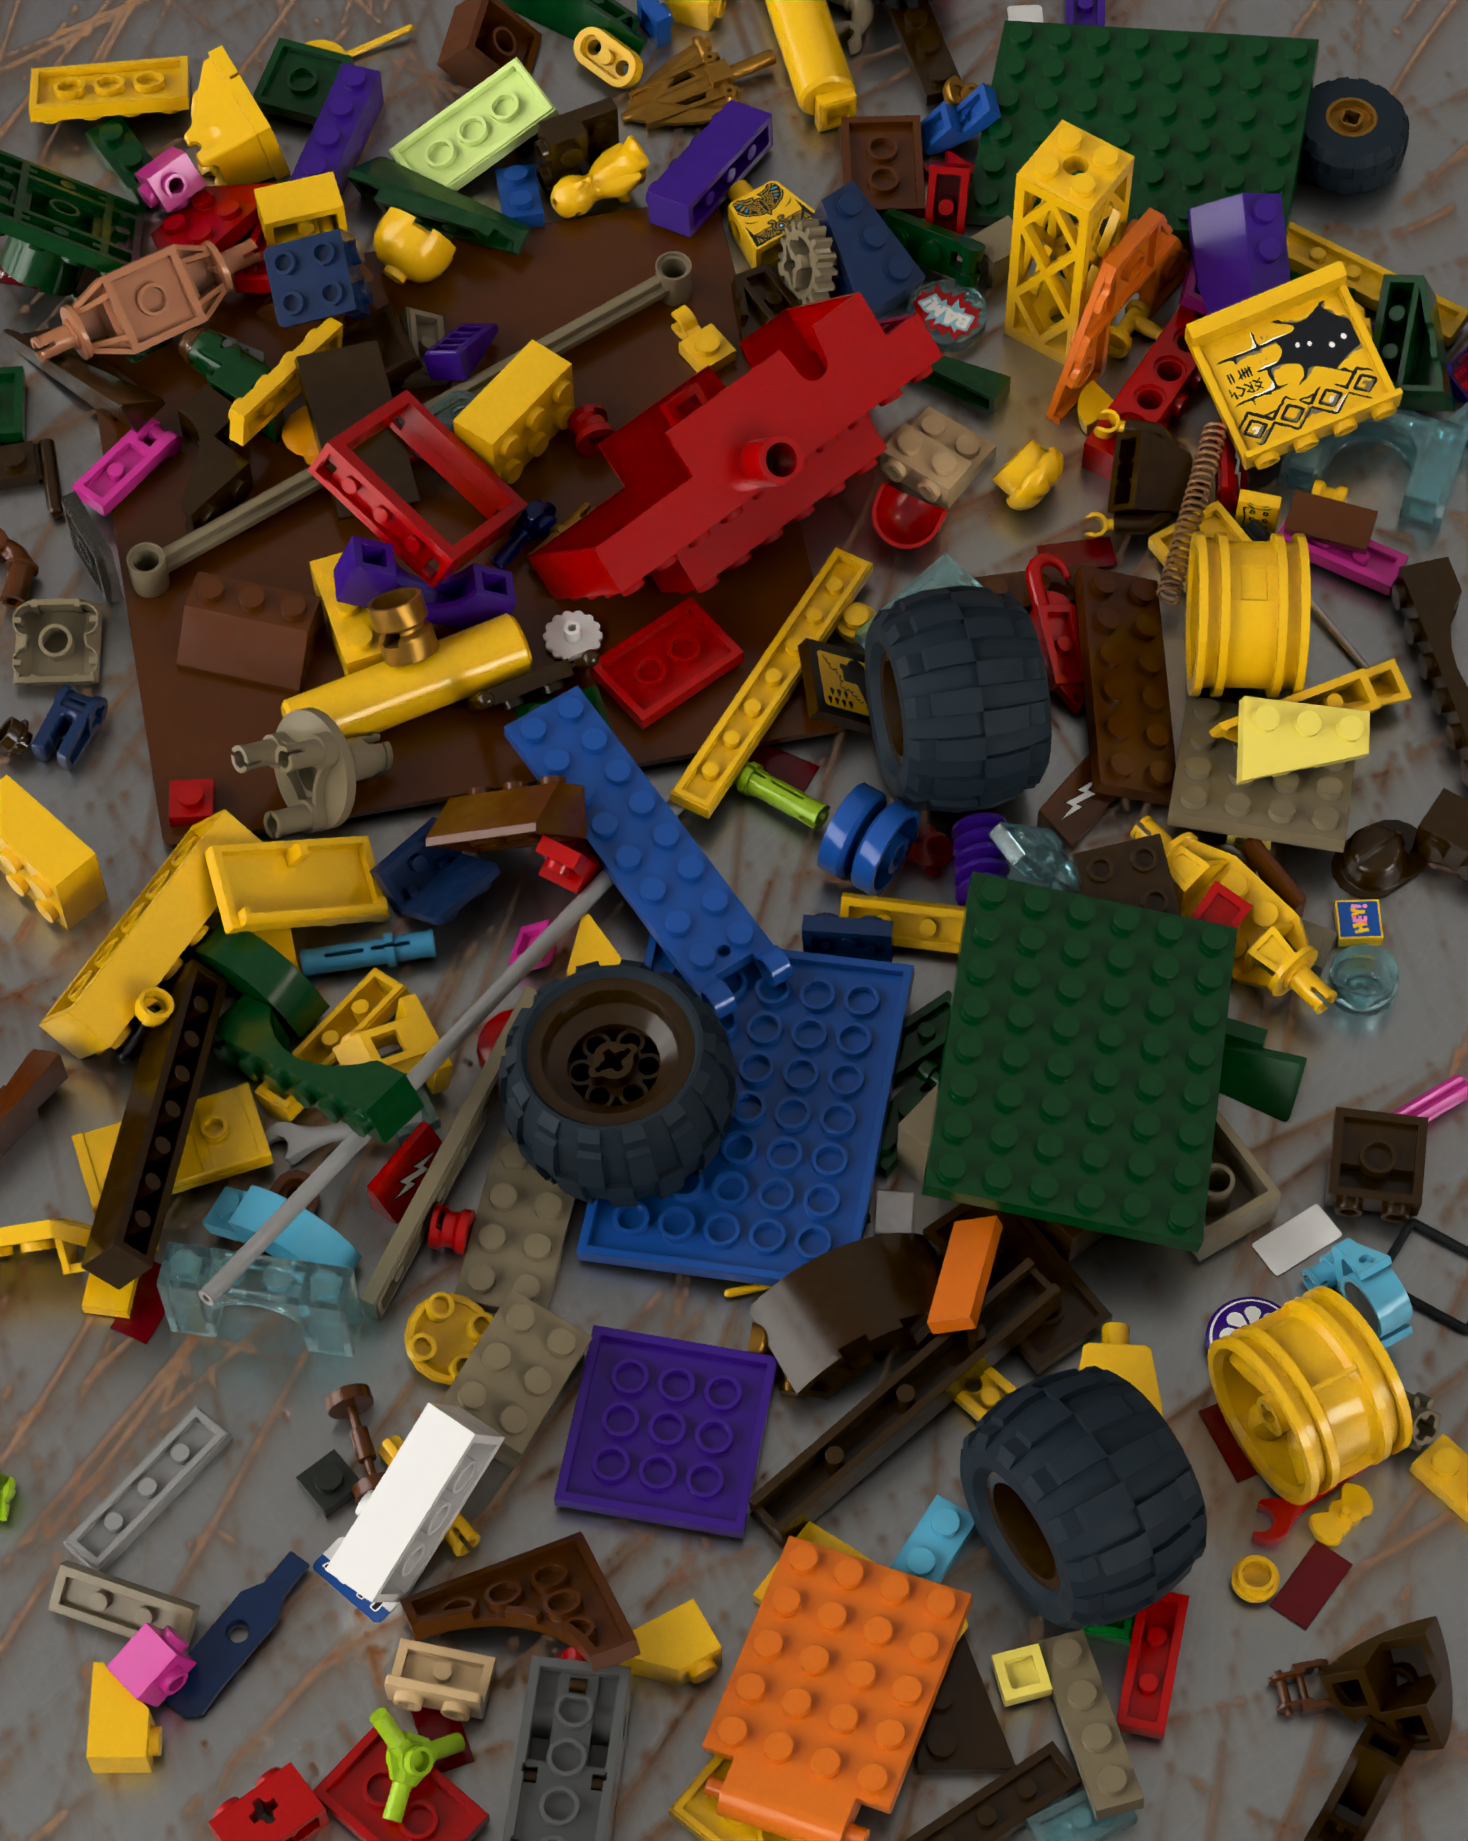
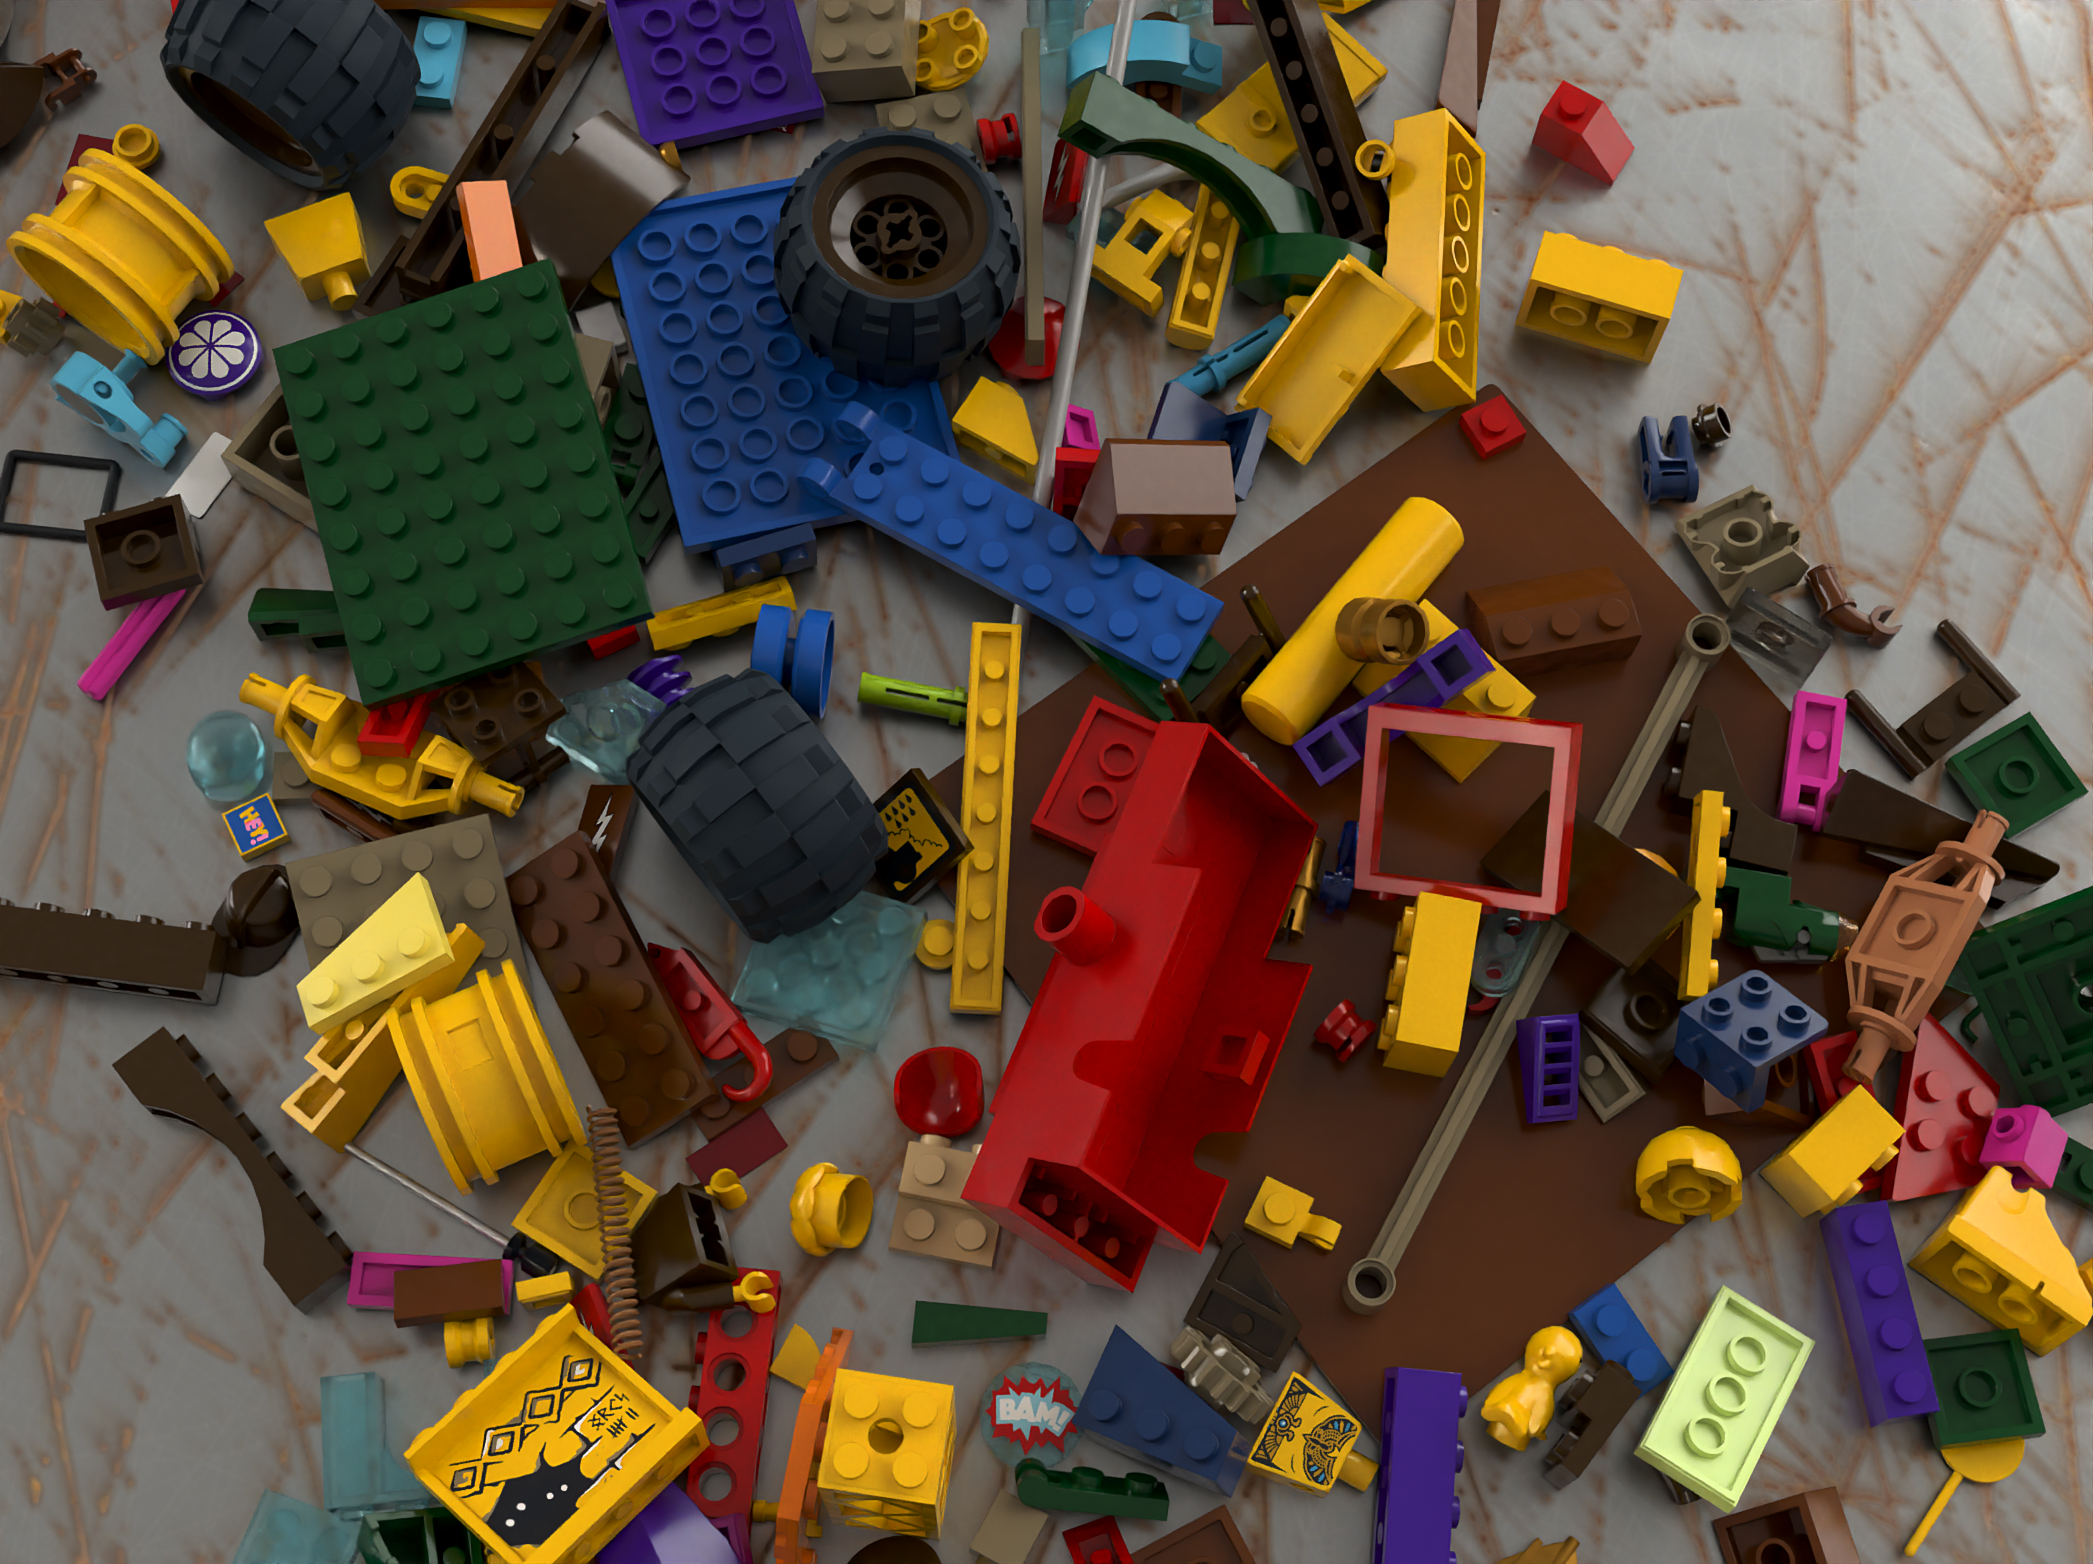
camera: 150 degrees right, 10 degrees up
(313, 770) = (1378, 478): dark tan piece -> none
(438, 206) = (1707, 1267): dark green wedge -> none
(785, 766) = (930, 746): dark red sticker -> none

